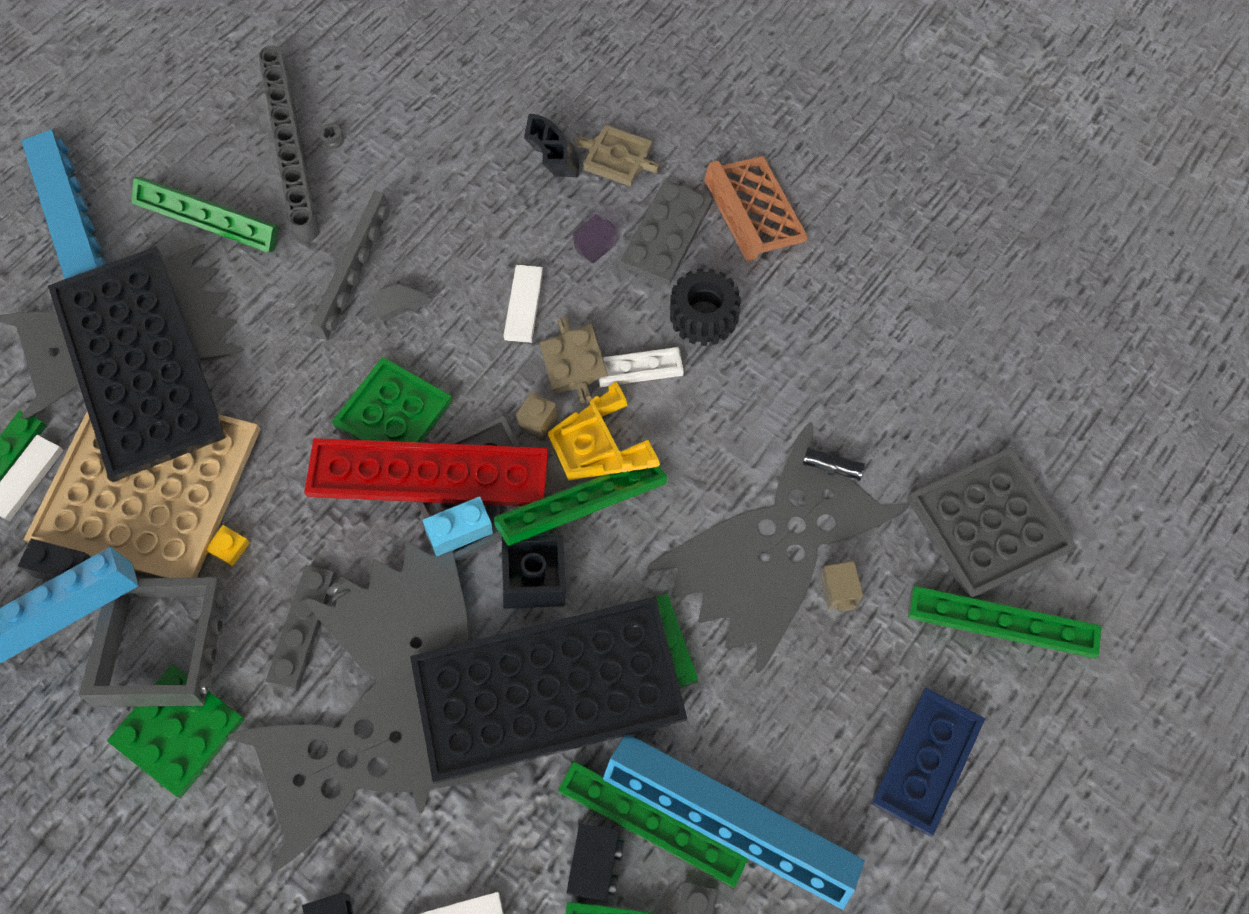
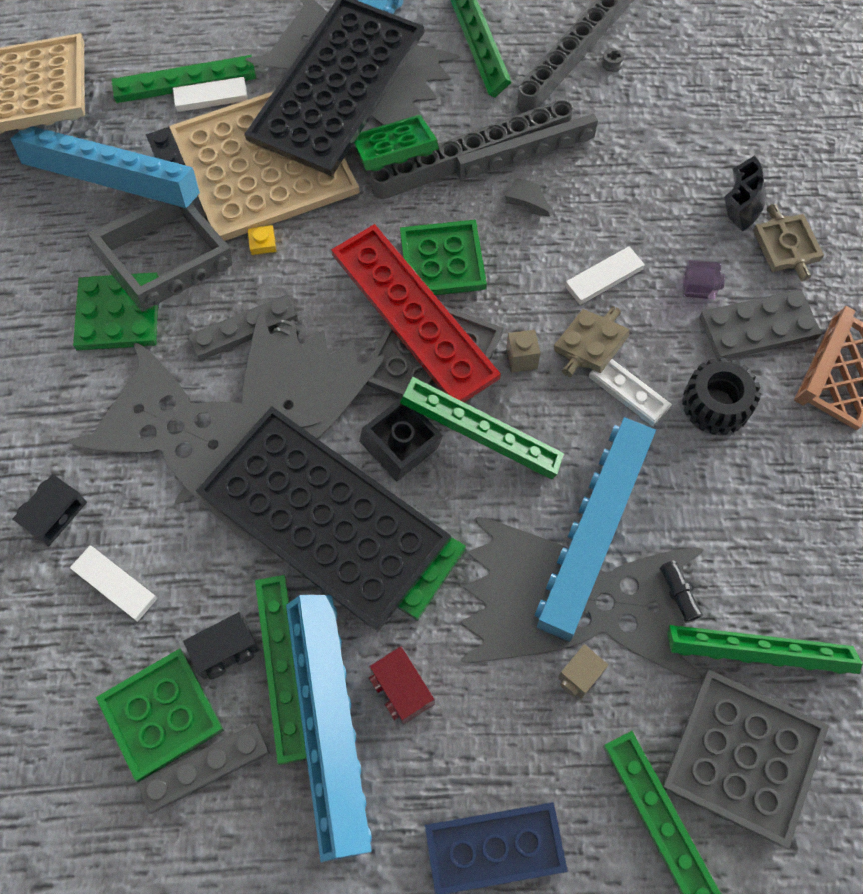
camera: 50 degrees right, 0 degrees up
(247, 360) = (395, 143): none -> green plate
(330, 247) = (441, 163): none -> dark grey beam
(457, 526) = (388, 360): medium azure brick -> none
(587, 446) = (530, 400): yellow wing -> none
(736, 485) = (595, 531): none -> dark azure brick
(746, 735) = (401, 685): none -> dark red brick
(921, 445) = (764, 649): none -> green plate

